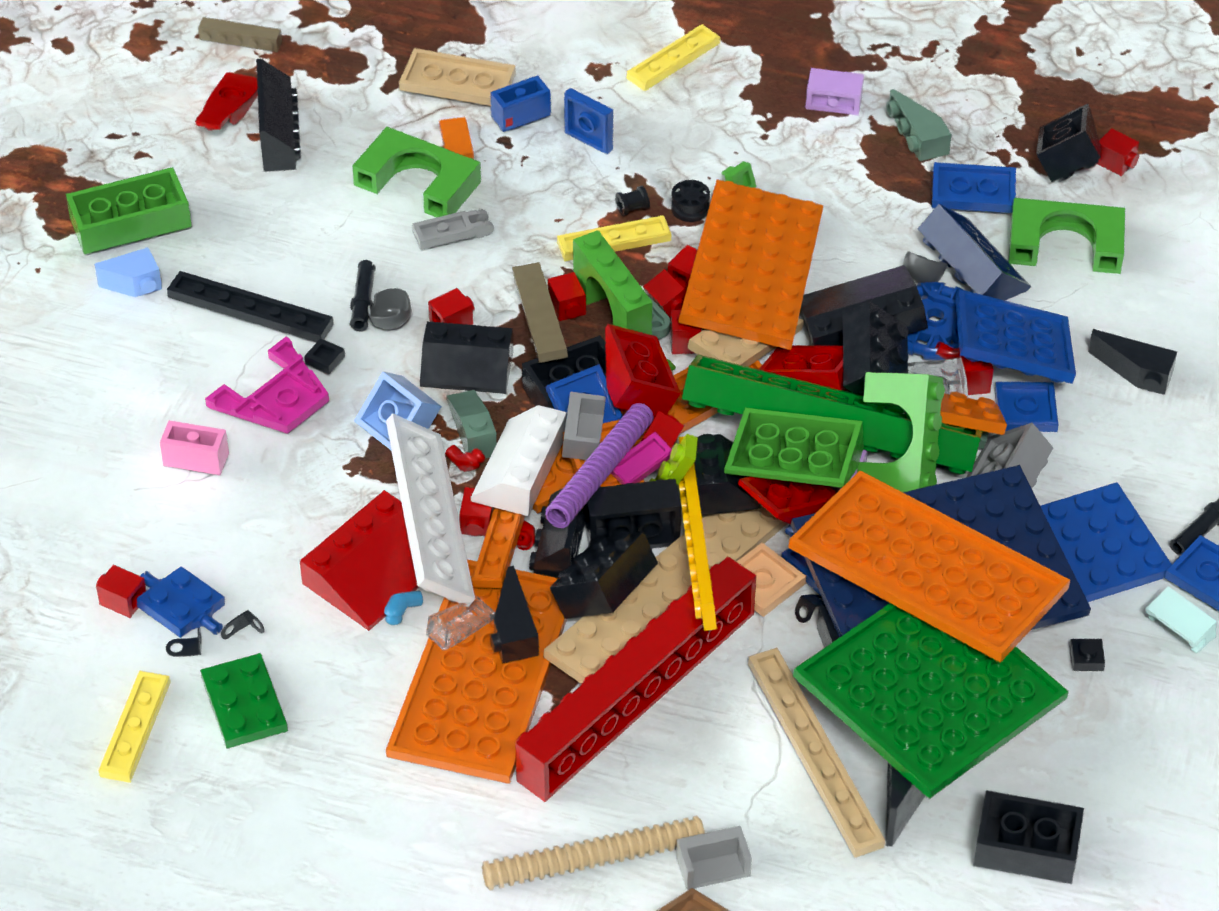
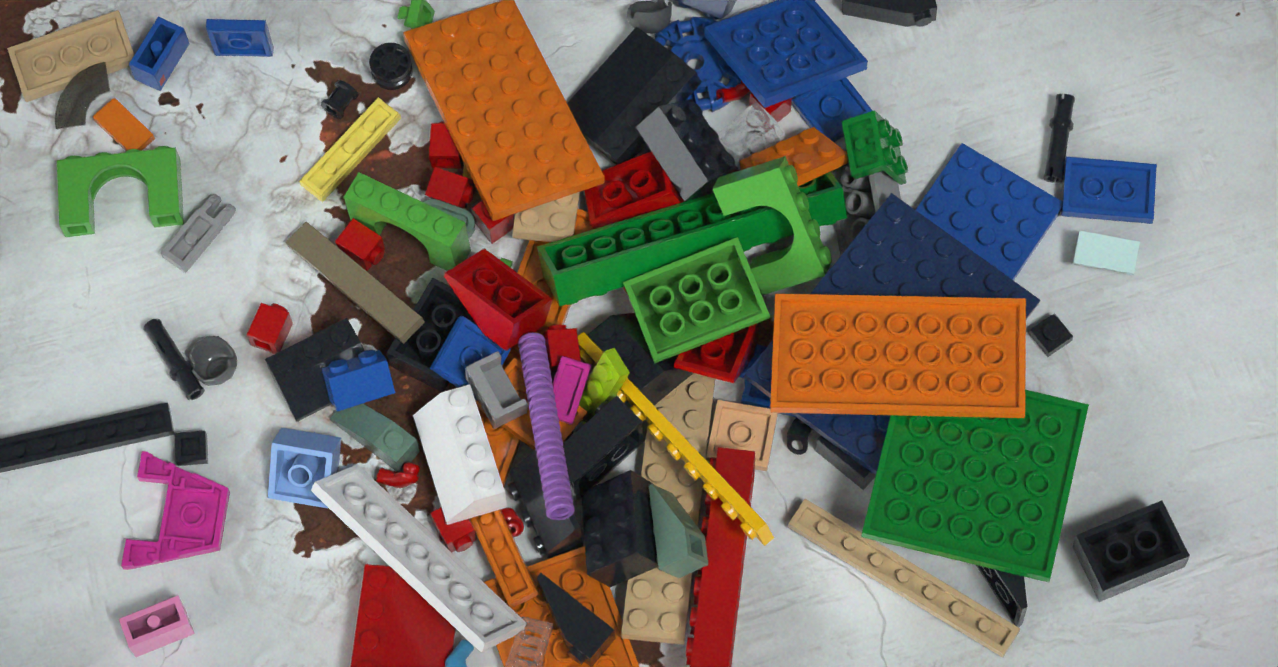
camera: 30 degrees left, 20 degrees up
(441, 101) = (79, 95): none -> clear smoke tile
(487, 374) = (358, 380): none -> blue brick
(641, 598) = (677, 538): none -> sand green slope
(1035, 427) = (874, 147): none -> green bracket

